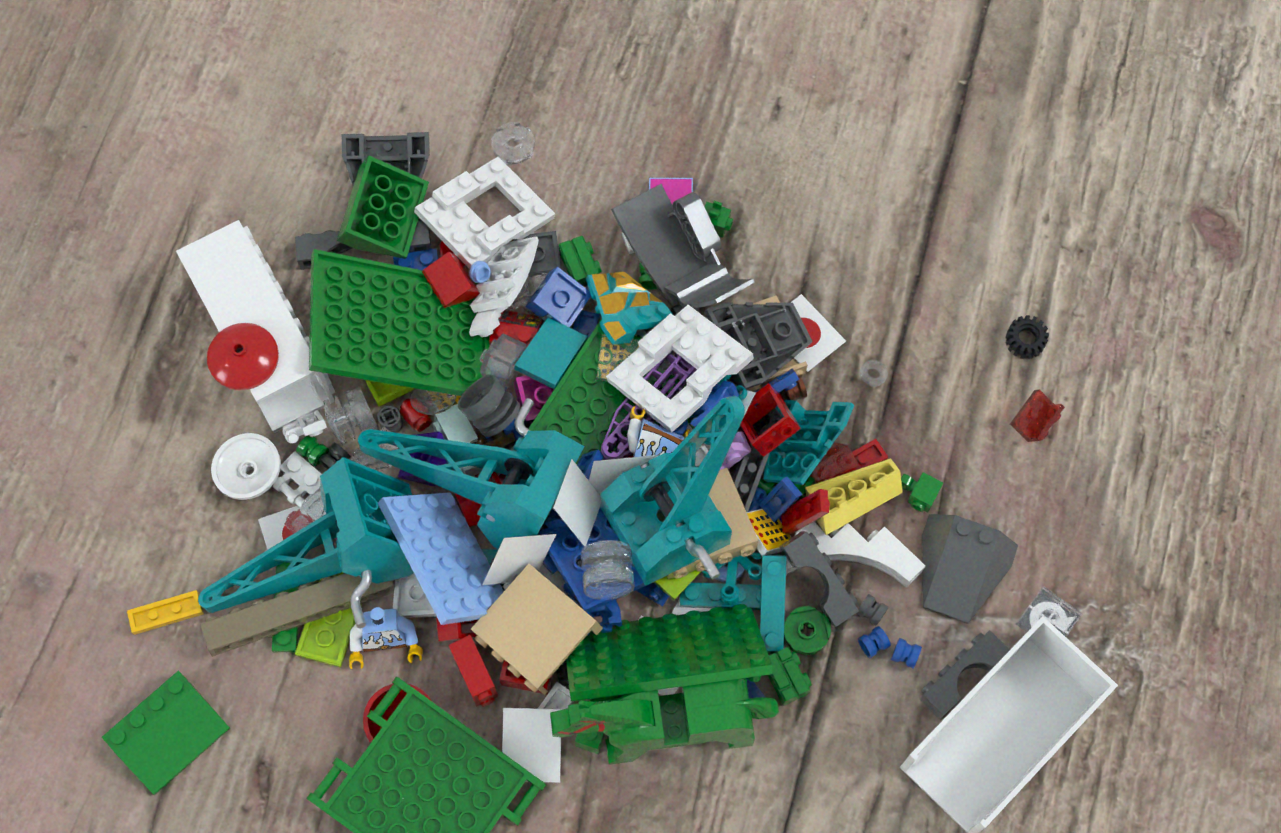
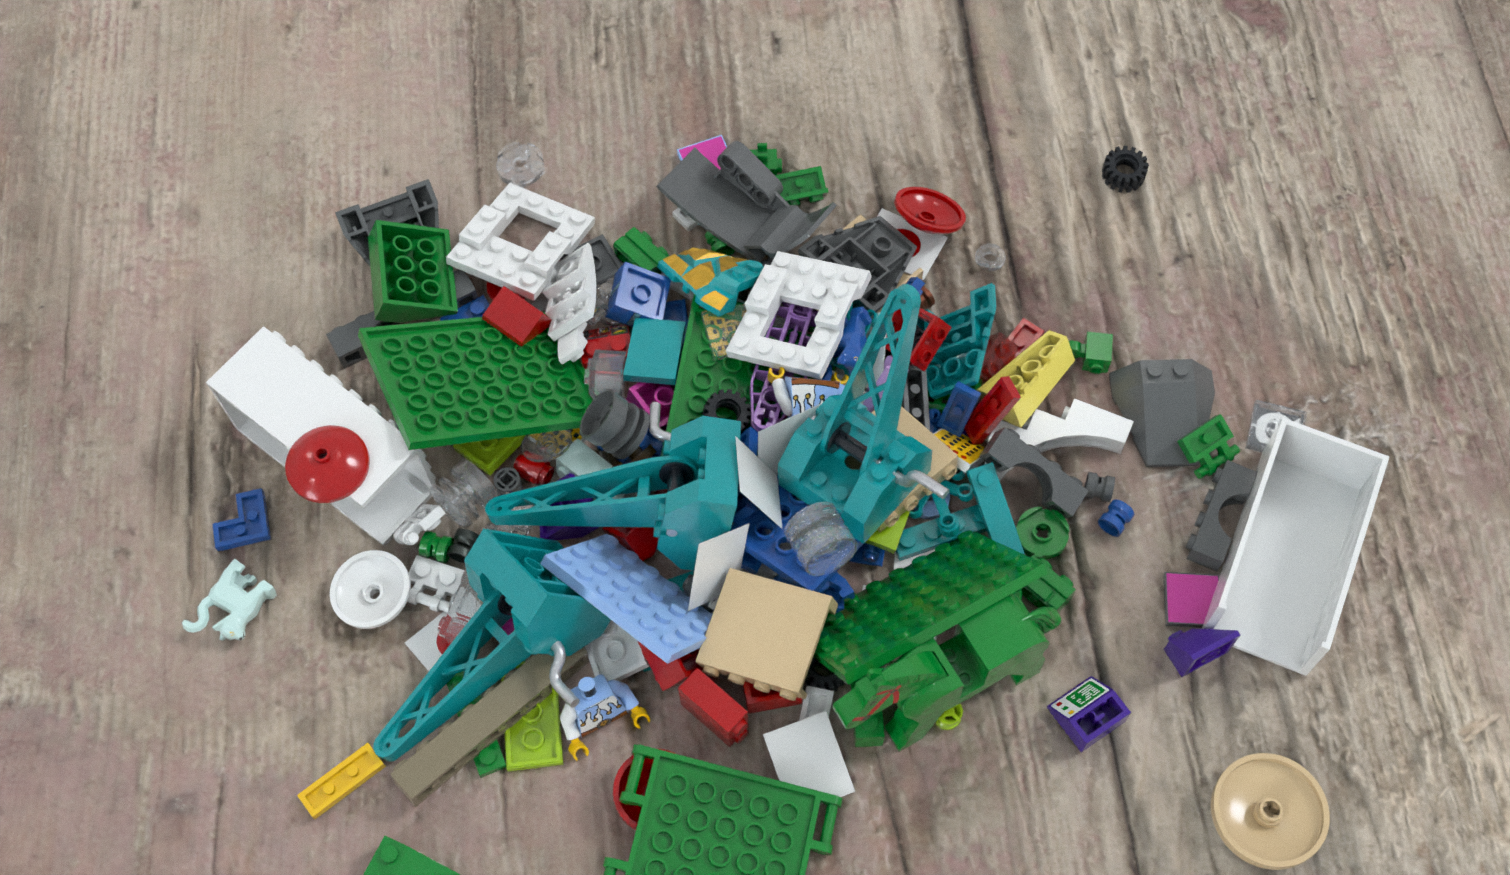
camera: 20 degrees left, 5 degrees down
(138, 430) = (231, 597): none -> light aqua animal
(175, 376) = (250, 526): none -> blue plate
(479, 272) = (544, 297): light blue plate -> none
(591, 418) = (730, 401): none -> black tyre
(657, 758) = (949, 724): none -> lime wheel
(739, 249) = (803, 185): none -> green bracket
(774, 795) = (1089, 712): none -> dark purple slope
(837, 313) = (929, 210): none -> red dish
(889, 779) = (1198, 647): none -> dark purple slope
(903, 732) = (1187, 598): none -> dark pink tile
(906, 653) = (1153, 516): blue wheel -> none
(978, 605) = (1205, 439): none -> green plate
(1036, 417) = (1171, 240): clear red bracket -> none

